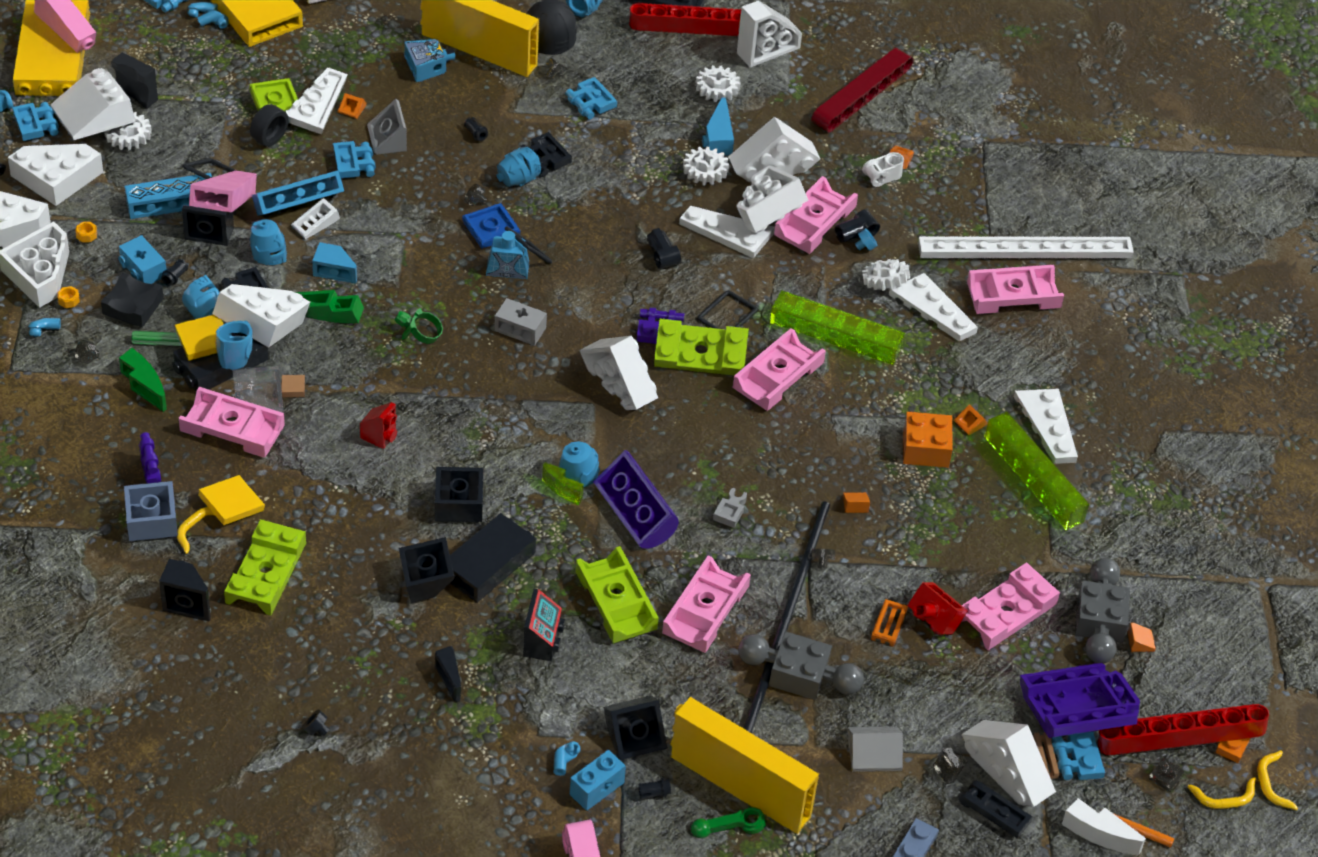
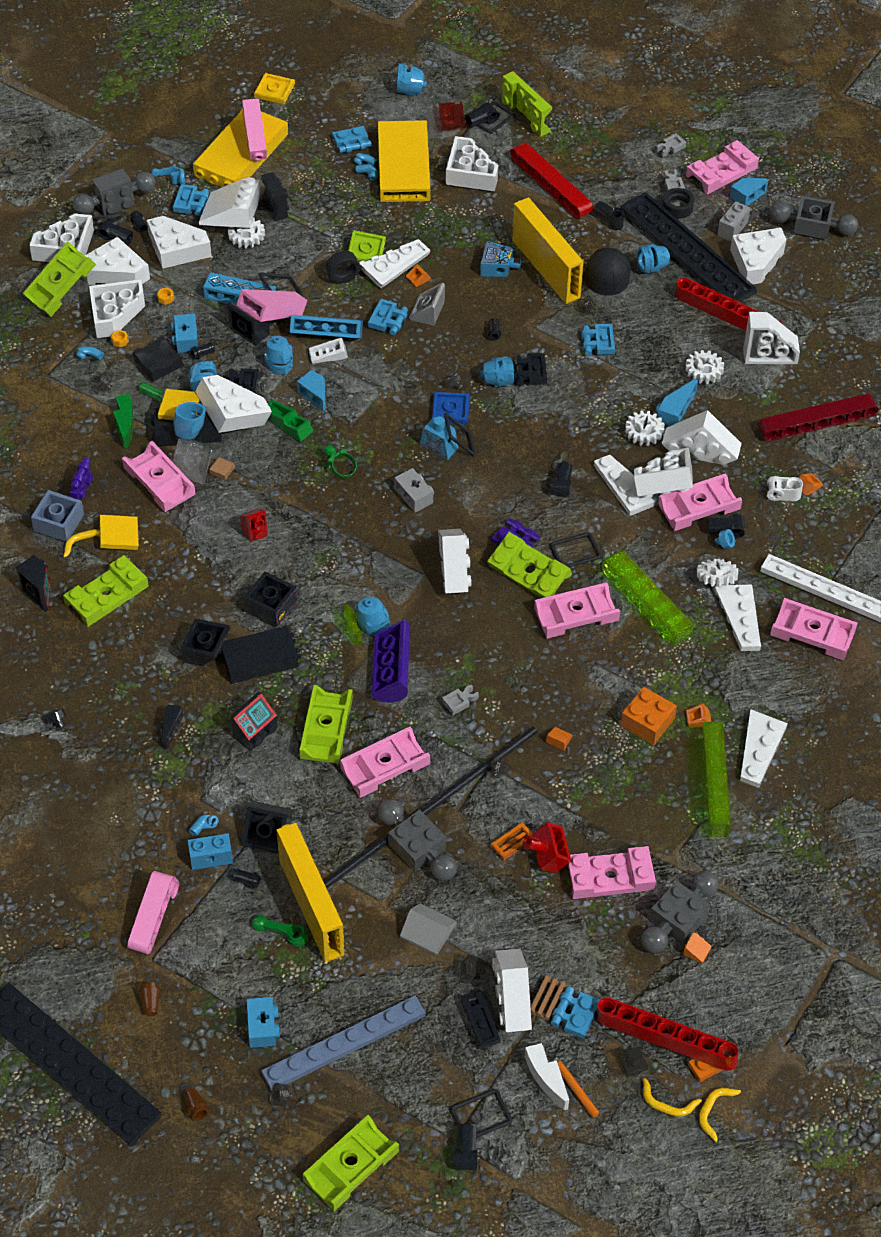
camera: 35 degrees right, 5 degrees up
(1080, 699) = (604, 971): dark purple wedge -> none

